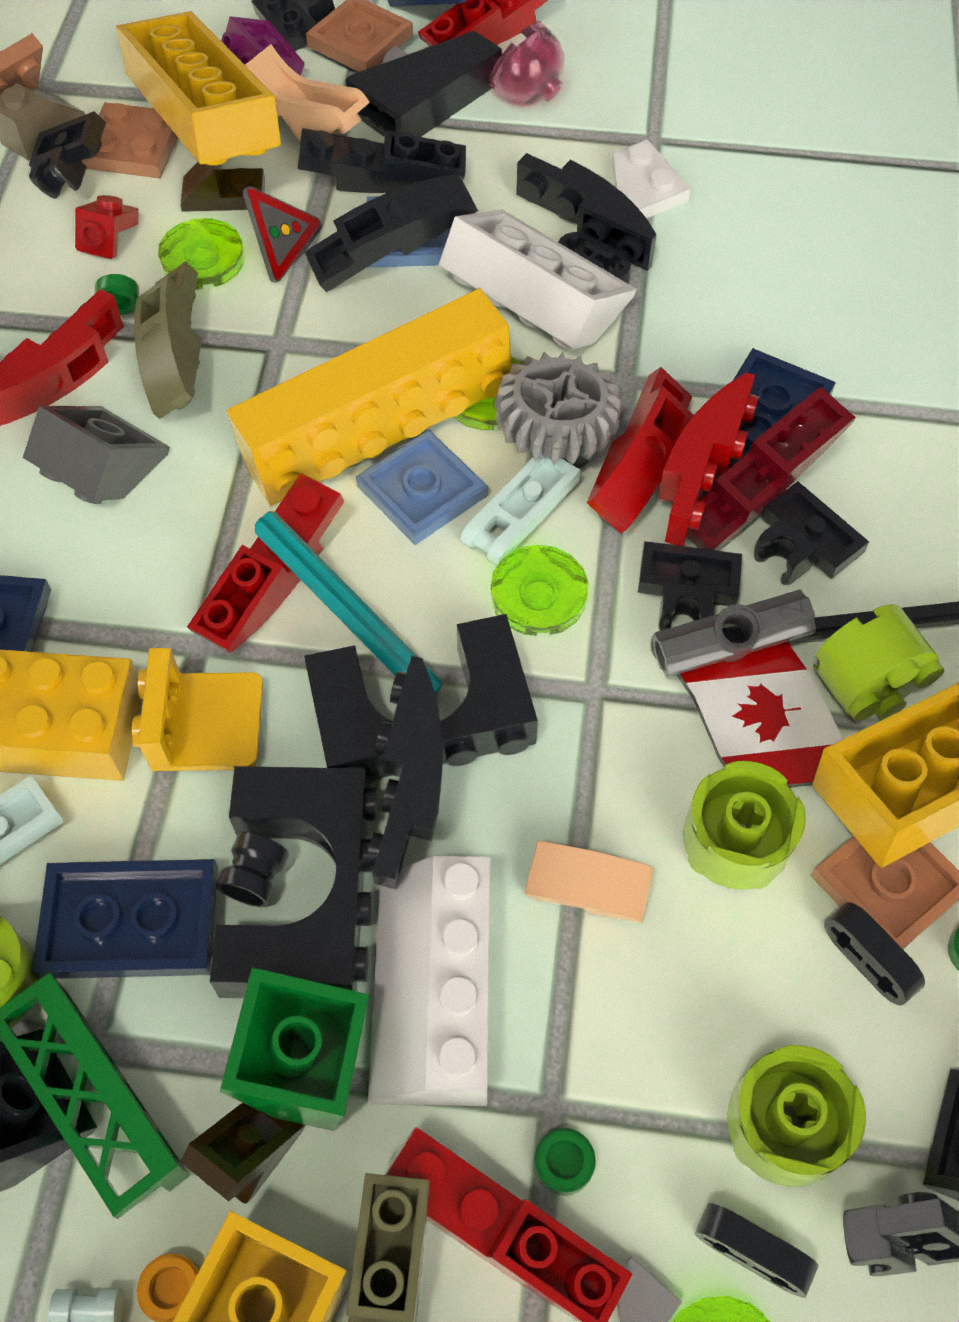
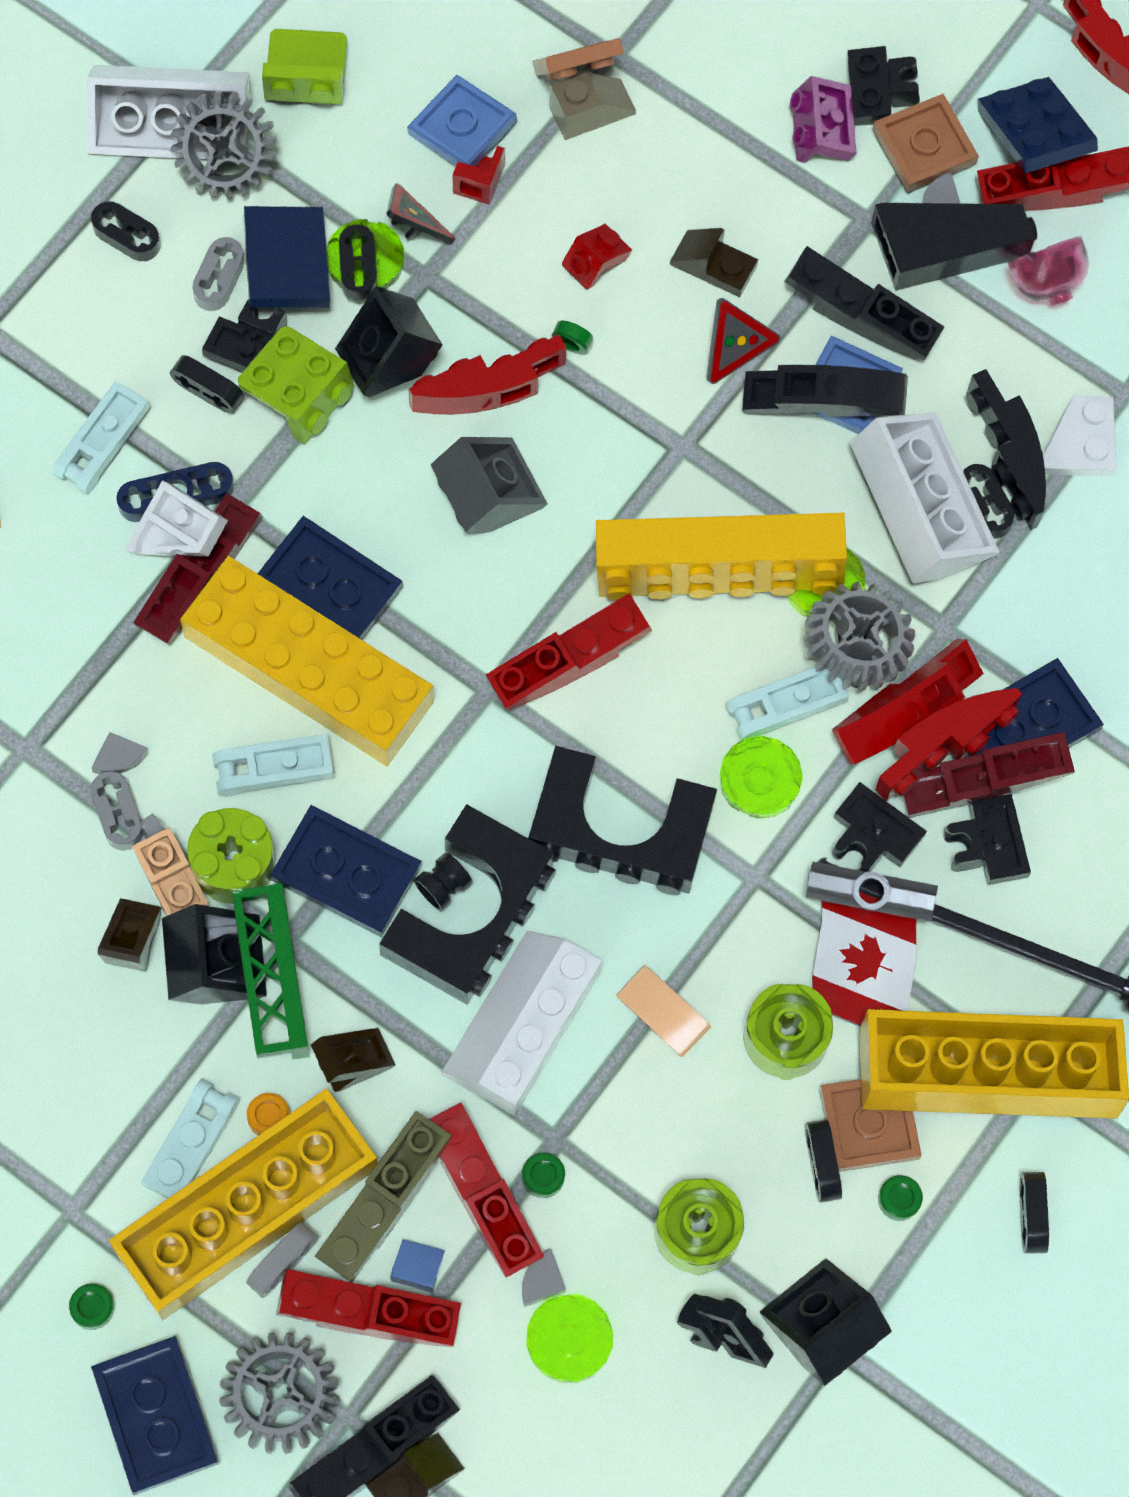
camera: 25 degrees right, 10 degrees up
(60, 152) = (592, 160): black plate -> none
(133, 141) = (662, 165): nougat plate -> none
(165, 343) = (587, 406): olive slope -> none
(196, 717) = (461, 750): yellow bracket -> none
(199, 87) = (736, 159): yellow brick -> none
(207, 246) = (662, 323): clear neon green tile -> none
(295, 1048) = (412, 1014): green slope -> none
(306, 101) = (826, 216): light nougat arch -> none
(337, 595) = (607, 720): teal axle -> none
(414, 753) = (591, 859): black slope -> none
(422, 486) = (723, 641): medium blue tile -> none
(757, 1250) = (628, 1287): black beam -> none
(877, 664) = (960, 970): lime brick -> none

